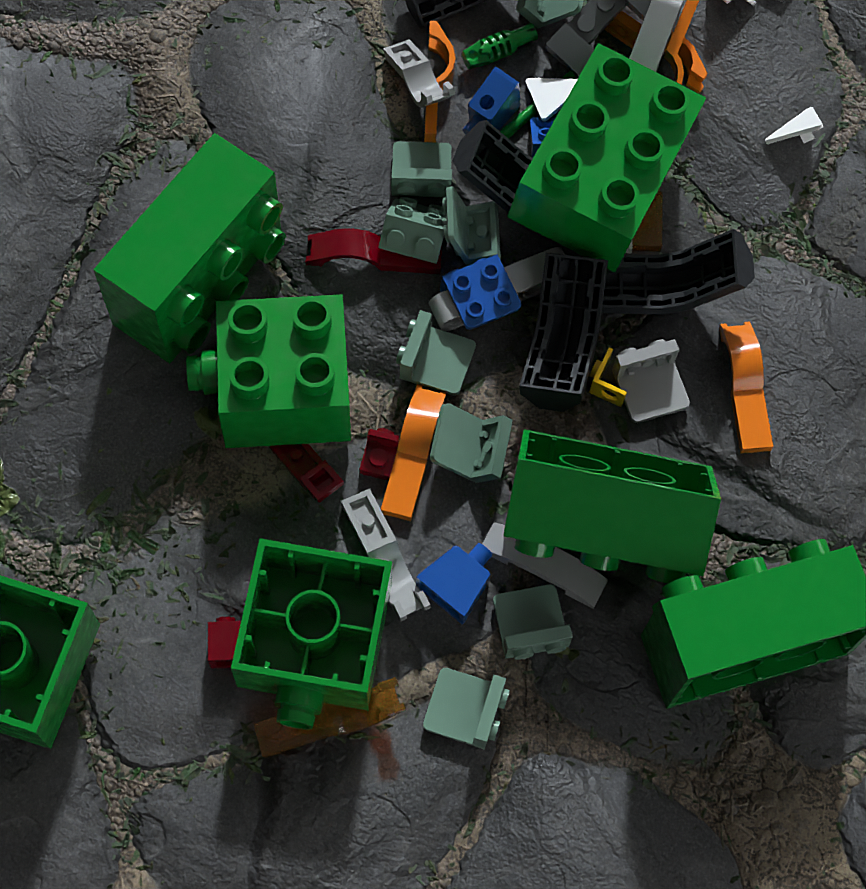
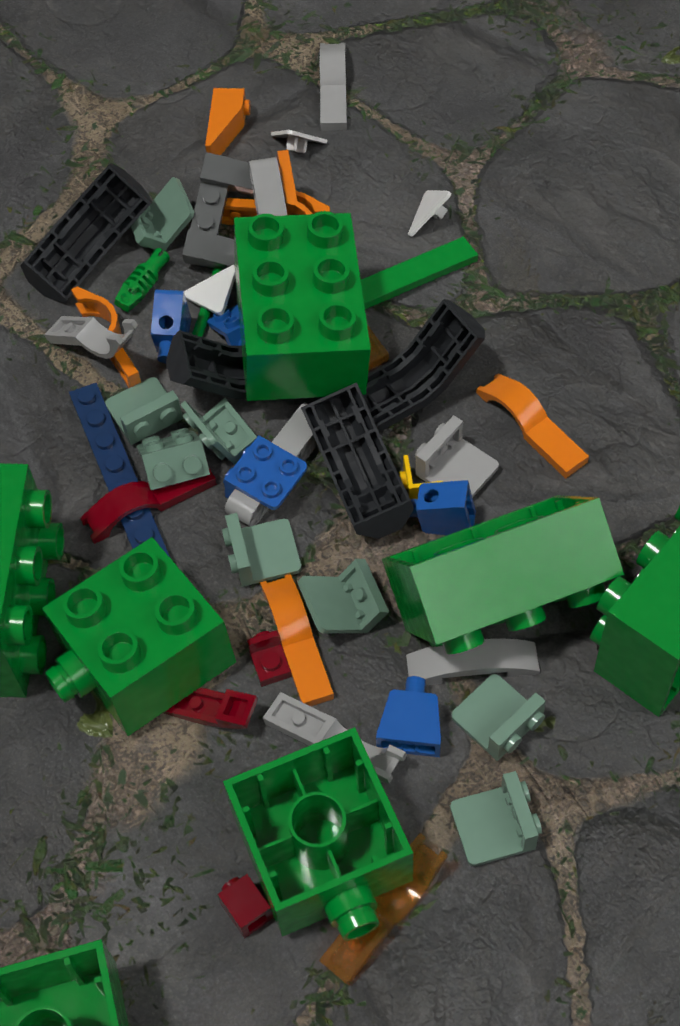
camera: 25 degrees left, 10 degrees down
(365, 211) = (112, 459): none -> dark blue plate
(611, 417) = (444, 507): none -> blue torso
(739, 181) = (417, 271): none -> green tile

